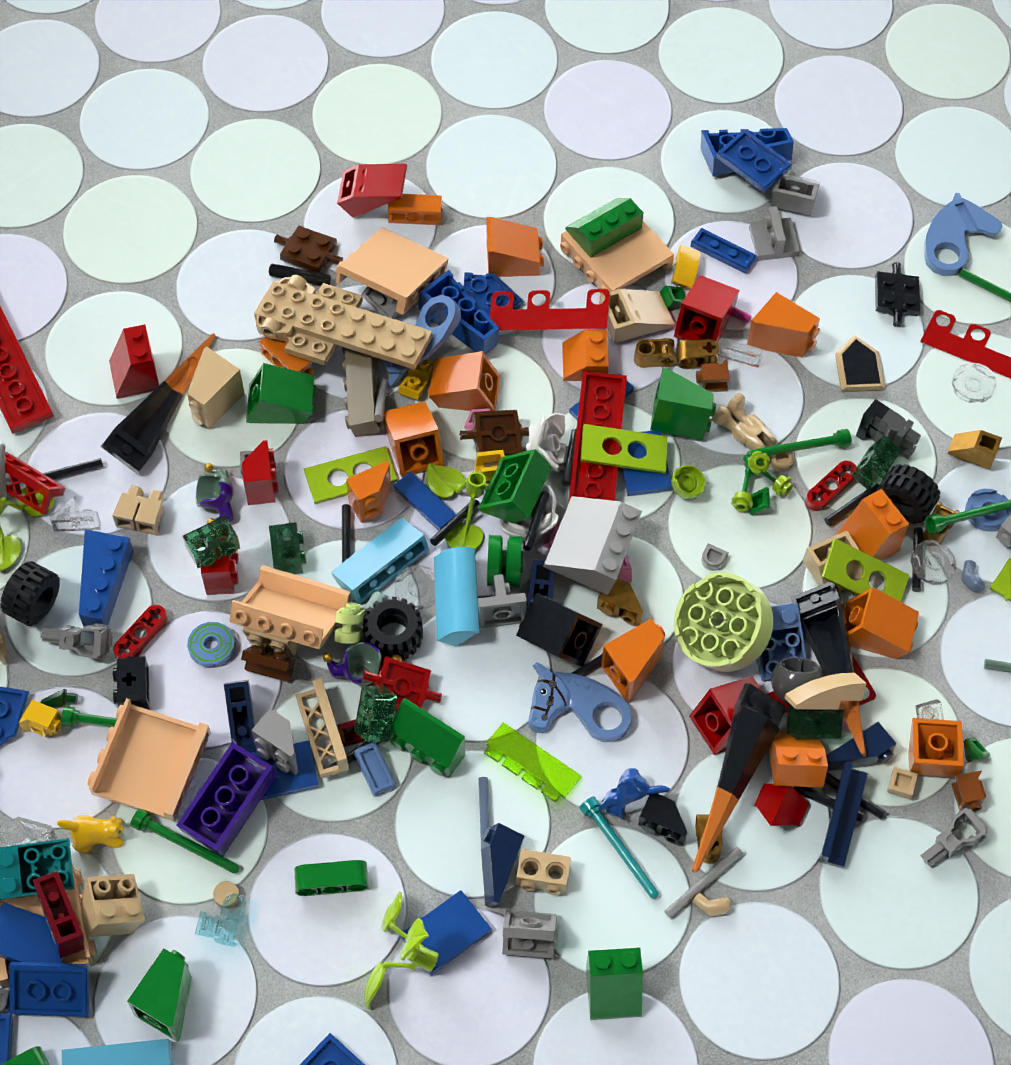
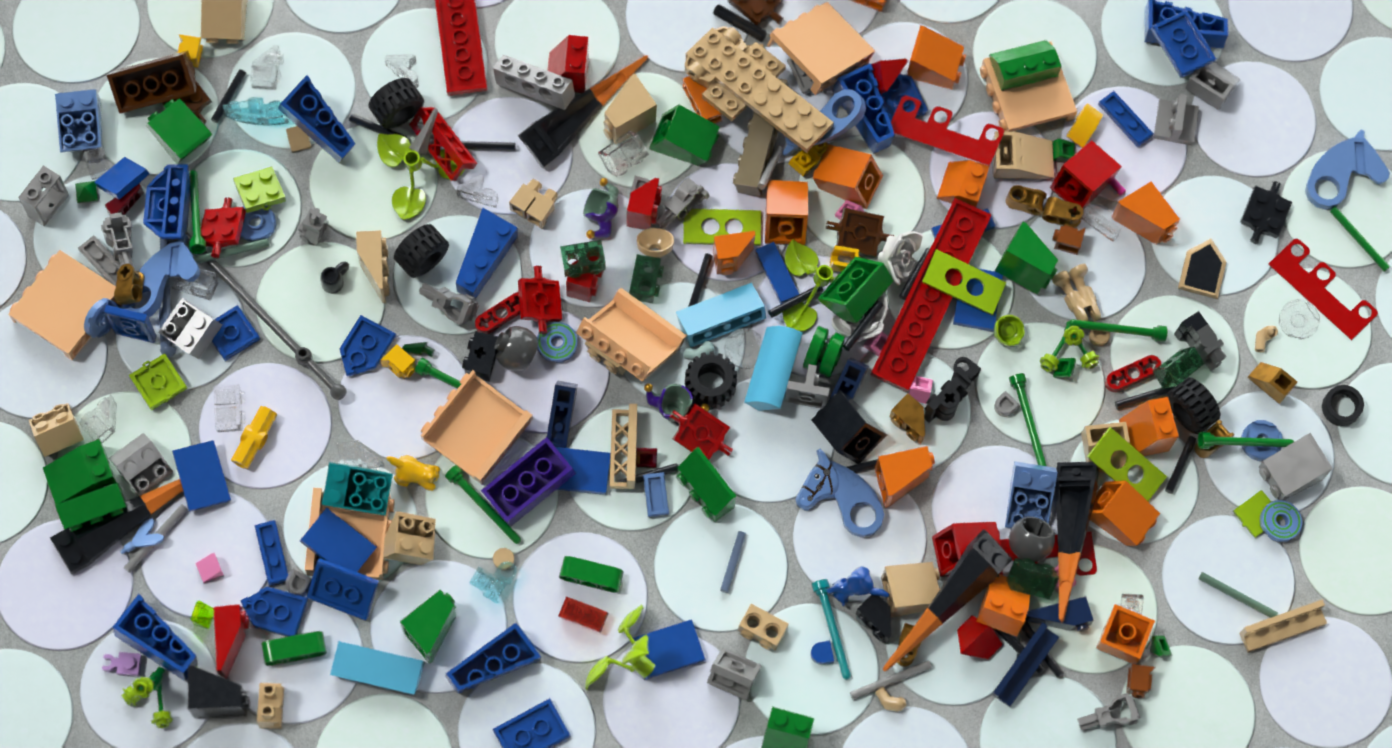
camera: 15 degrees right, 10 degrees up
(59, 915) = (367, 533): dark red slope -> none
(101, 389) = (534, 82): none -> light grey brick
(167, 662) = (516, 348): none -> dark grey wheel
(178, 605) = (539, 299): none -> red plate
(224, 431) = (629, 153): none -> clear piece
(252, 1009) = (496, 658): none -> blue wedge
(267, 663) = (598, 375): reddish brown bracket -> none
(275, 741) = (582, 445): light grey slope -> none
(284, 509) = (655, 238): none -> tan piece
(300, 459) = (682, 202): none -> light grey piece
(337, 925) = (583, 614): none -> clear red slope
(349, 617) = (675, 365): yellowish green brick -> none
(375, 713) = (670, 450): clear green brick -> none
(468, 272) = (887, 71): none -> red slope
(498, 857) = (730, 604): dark blue slope -> none
(538, 764) = (791, 535): clear neon green windscreen -> none
(593, 541) = (904, 360): slope -> none
(618, 878) = (822, 653): none -> blue tile
(652, 573) = (946, 402): none -> black plate
(689, 773) = (910, 587): none -> tan slope
(717, 643) = (989, 449): yellowish green brick -> none
(718, 531) = (1018, 383): none -> green piece
(827, 692) = (1049, 559): tan slope -> none
(902, 782) = (1086, 653): tan plate -> none
(933, 562) = (1192, 472): clear tile -> none
(946, 408) = (1263, 336): none -> tan arm
(970, 579) = (1219, 498): sand blue arm -> none

